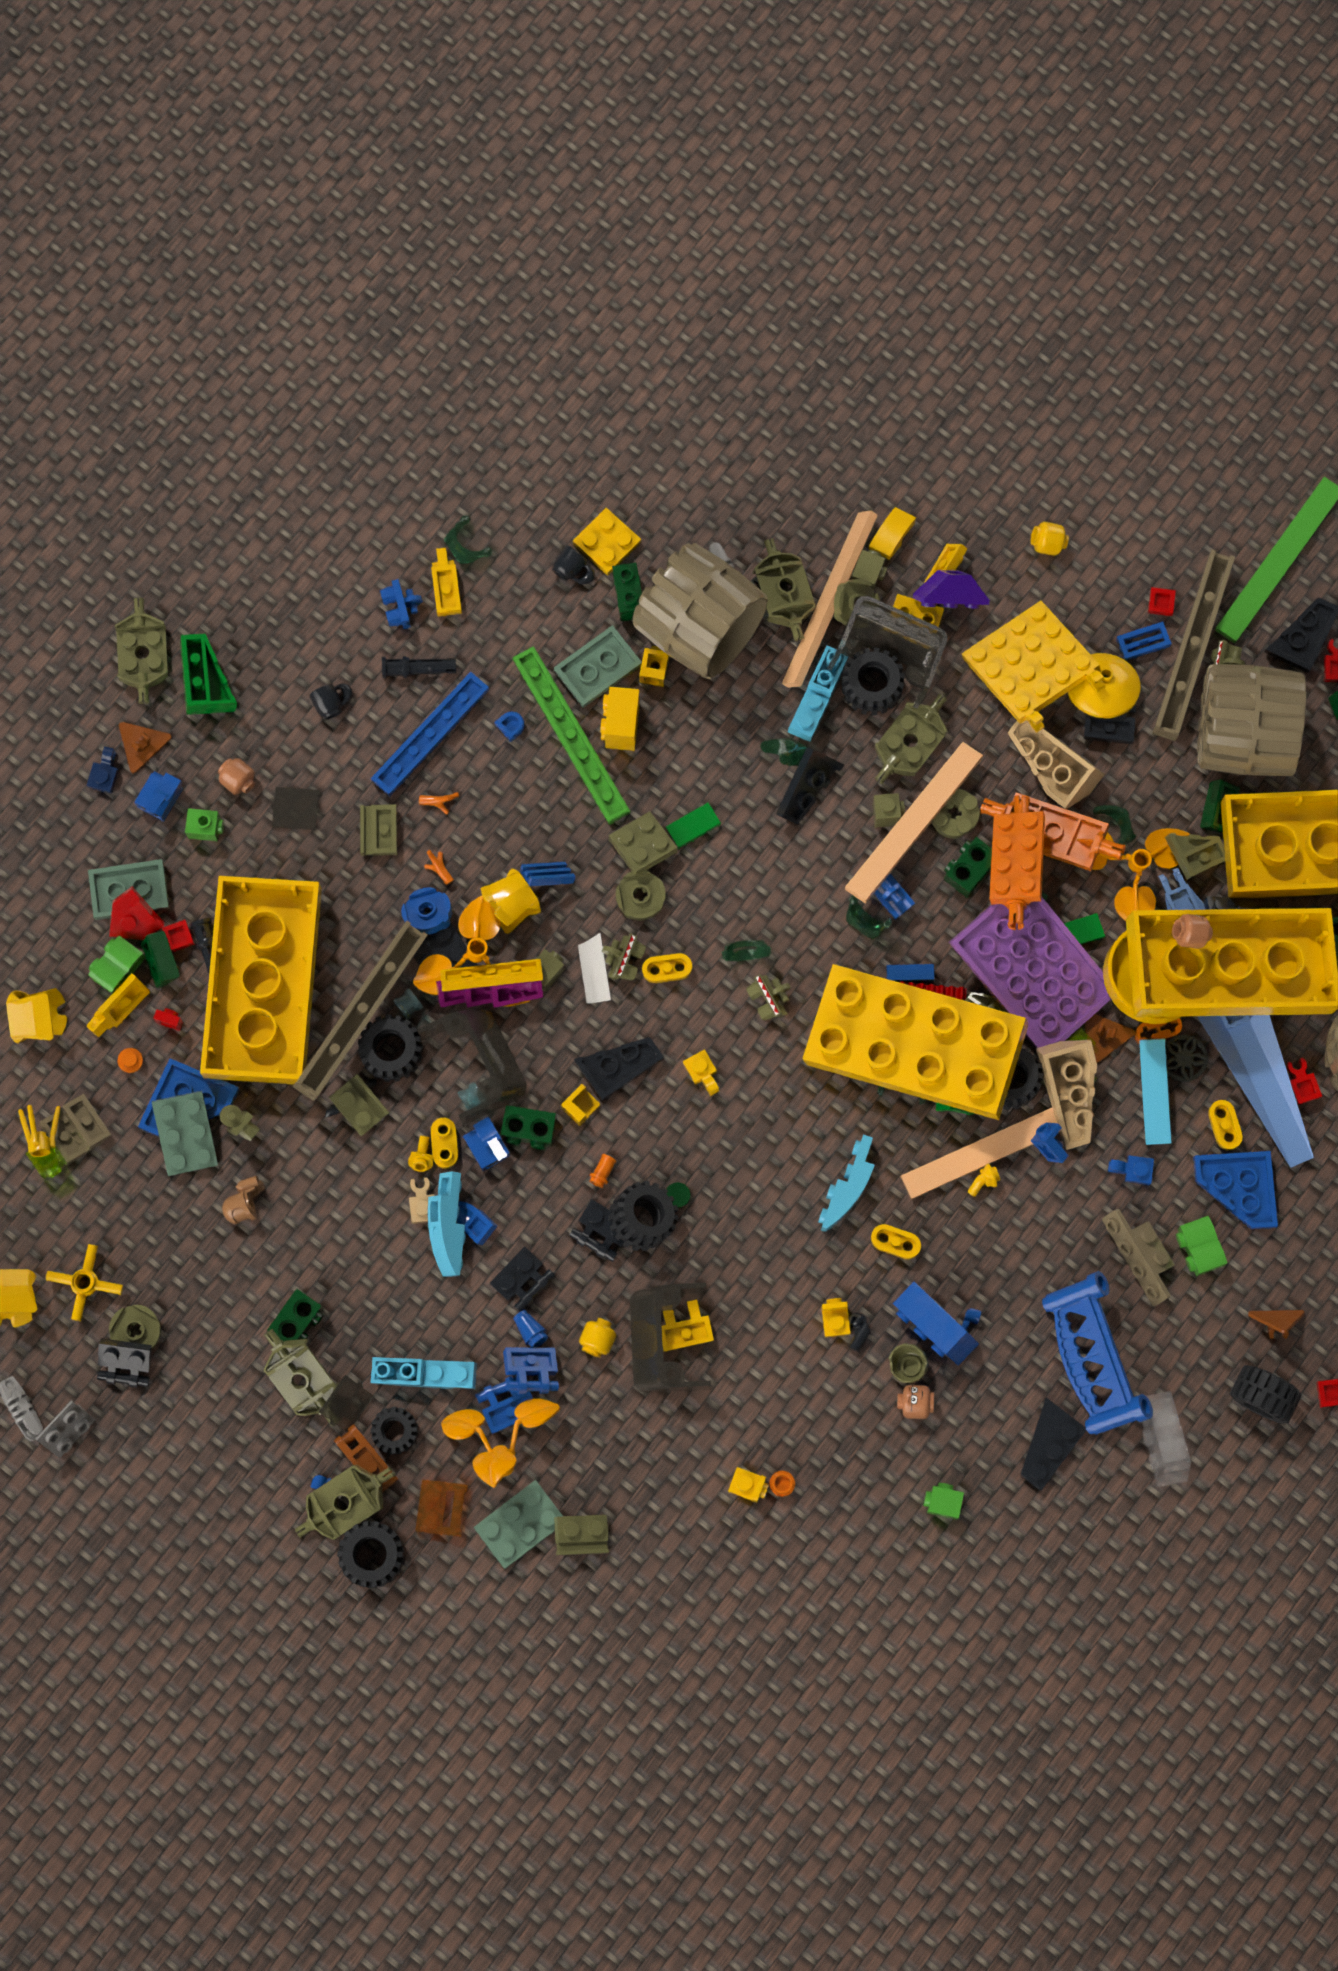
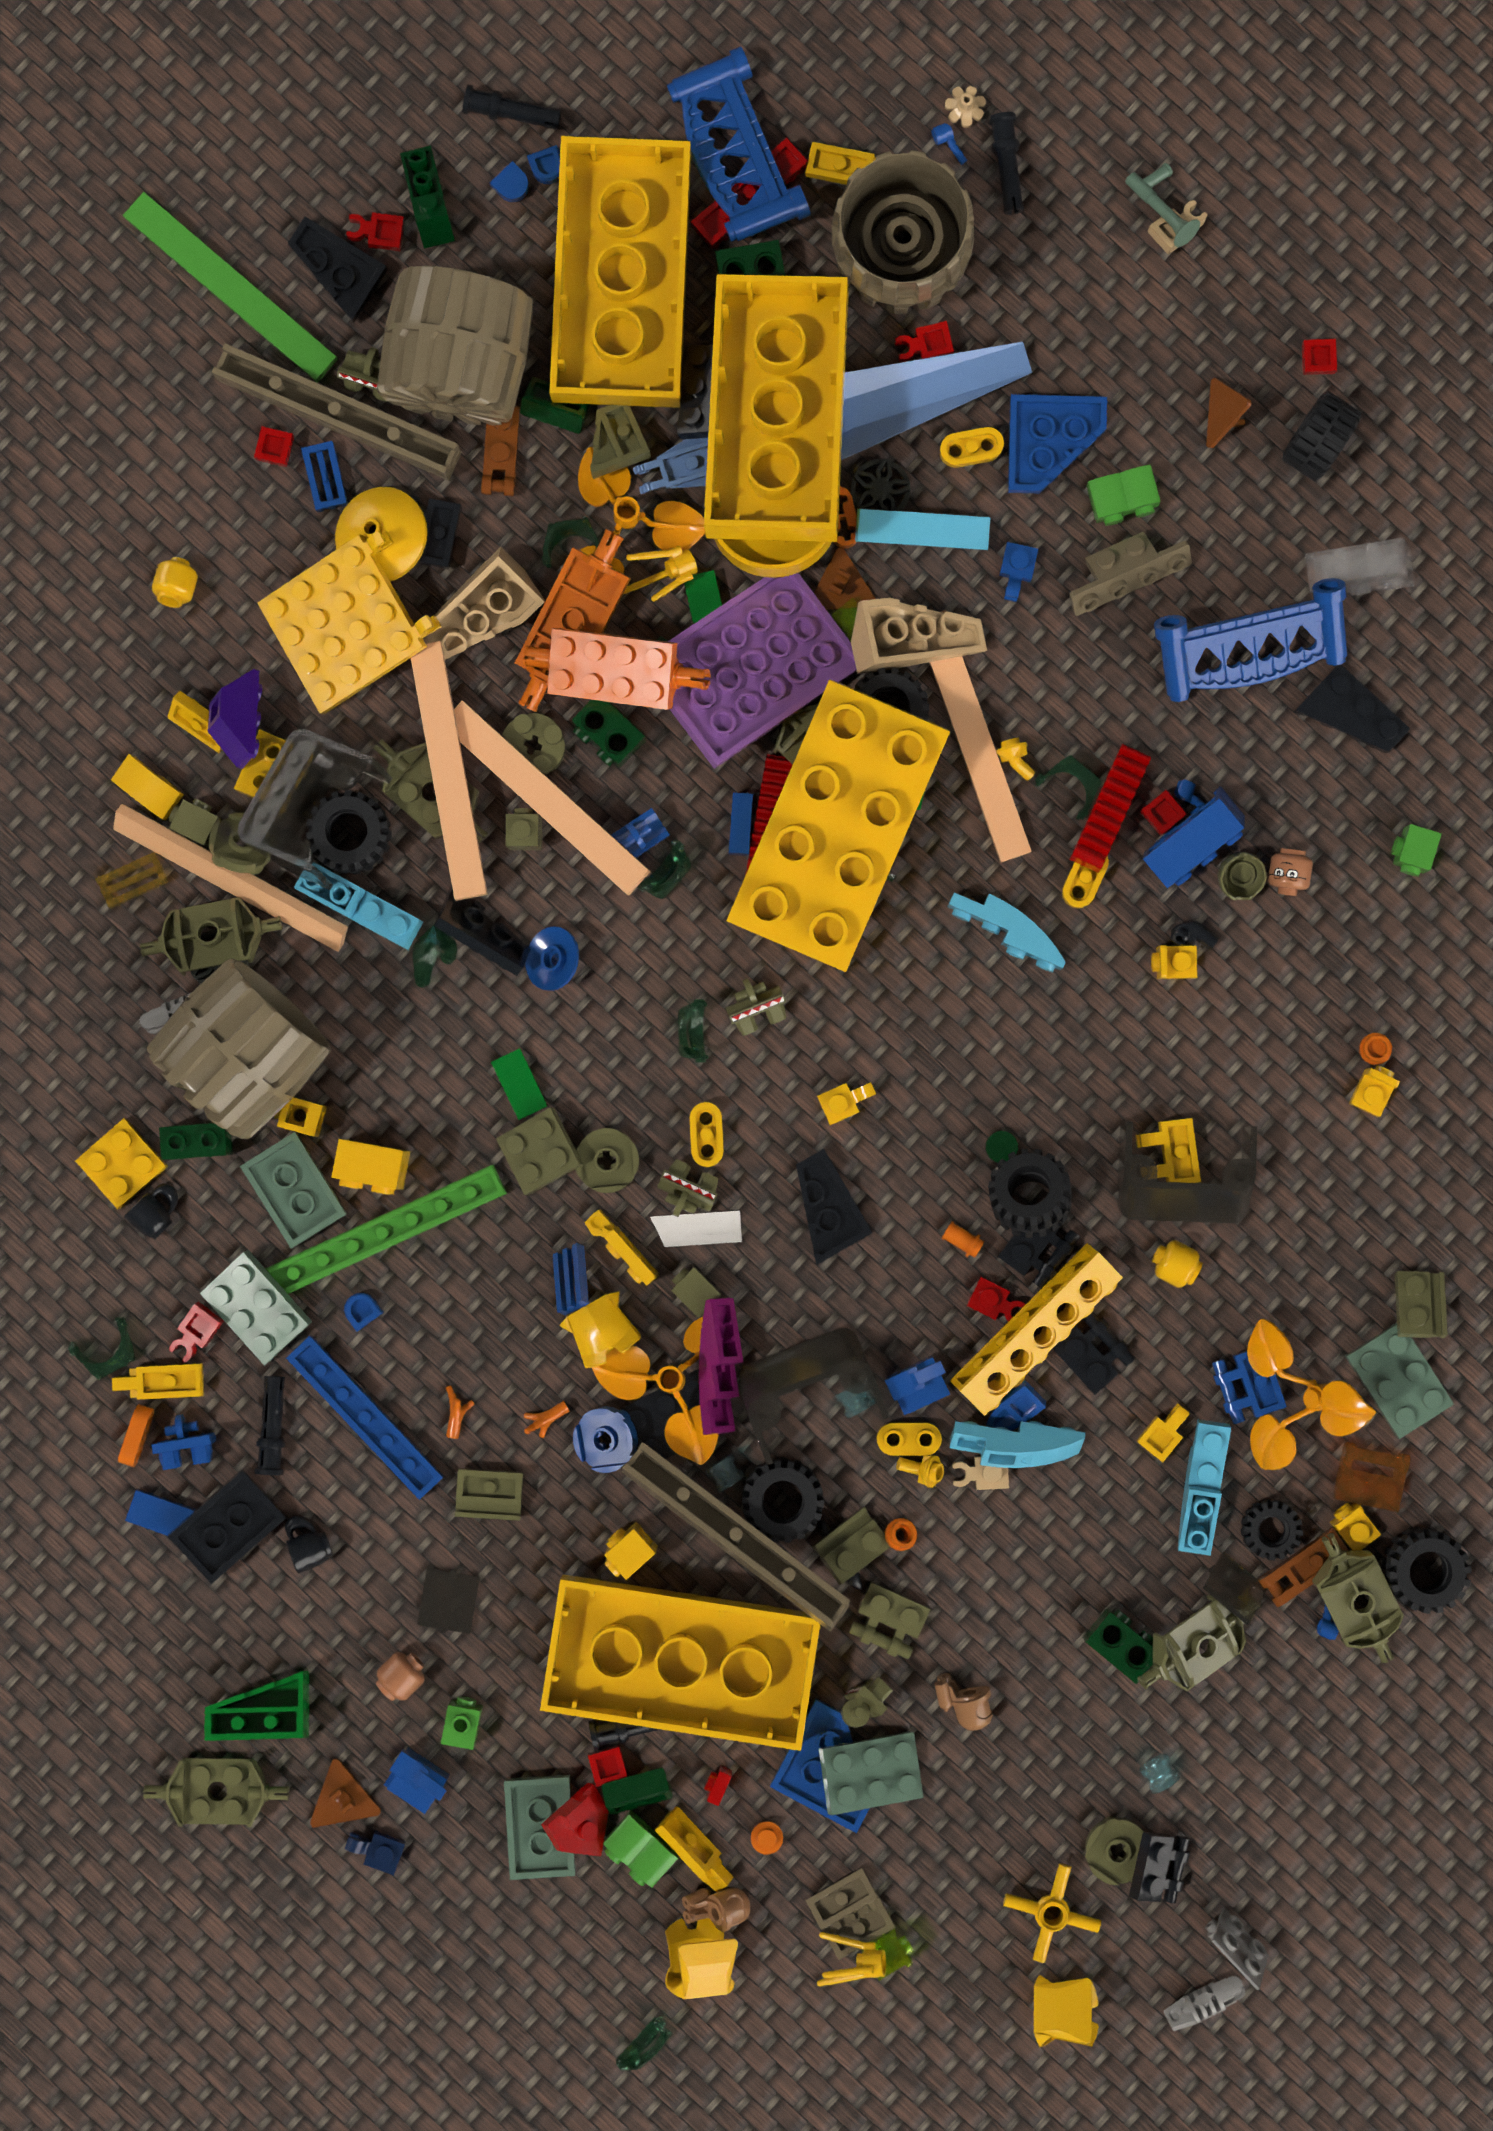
camera: 80 degrees left, 10 degrees up
(75, 1030) = (722, 1908): none -> medium nougat piece
(197, 1357) = (1159, 1773): none -> clear light blue wheel
(310, 1143) = (894, 1611): none -> olive plate
(341, 640) = (226, 1526): none -> black plate
(343, 934) = (628, 1550): none -> yellow brick
(345, 594) = (156, 1512): none -> blue tile
(375, 1148) = (909, 1531): none -> orange plate
(401, 1497) = (1354, 1526): none -> yellow bracket
(404, 569) = (136, 1435): none -> orange beam
(461, 1338) = (1161, 1436): none -> yellow plate
(486, 607) = (198, 1328): none -> plate
(491, 975) = (703, 1363): yellow tile -> none
(506, 647) = (256, 1307): none -> plate
(530, 1119) = (890, 1328): dark green brick -> none
(531, 1331) = (1159, 1347): blue cone -> none
(531, 1362) = (1201, 1351): blue plate -> none
(551, 1233) = (1038, 1312): none -> yellow brick
(557, 1198) = (991, 1300): none -> red plate
(574, 912) = (620, 1246): none -> yellow hinge
(580, 1105) = (876, 1260): yellow panel -> none
(791, 839) = (543, 963): none -> blue dish
(811, 512) = (106, 891): none -> clear yellow tile
(926, 749) = (448, 772): none -> light nougat tile
(952, 1255) = (1110, 808): none -> red gear
(953, 1298) = (1163, 812): none -> red plate
(970, 1238) = (1087, 778): none -> clear green helmet
(1048, 1145) = (977, 673): blue bracket -> none
(1103, 907) = (679, 566): none -> yellow plant
(1176, 770) = (501, 456): none -> dark orange plate
(1192, 931) = (740, 452): nougat head -> none

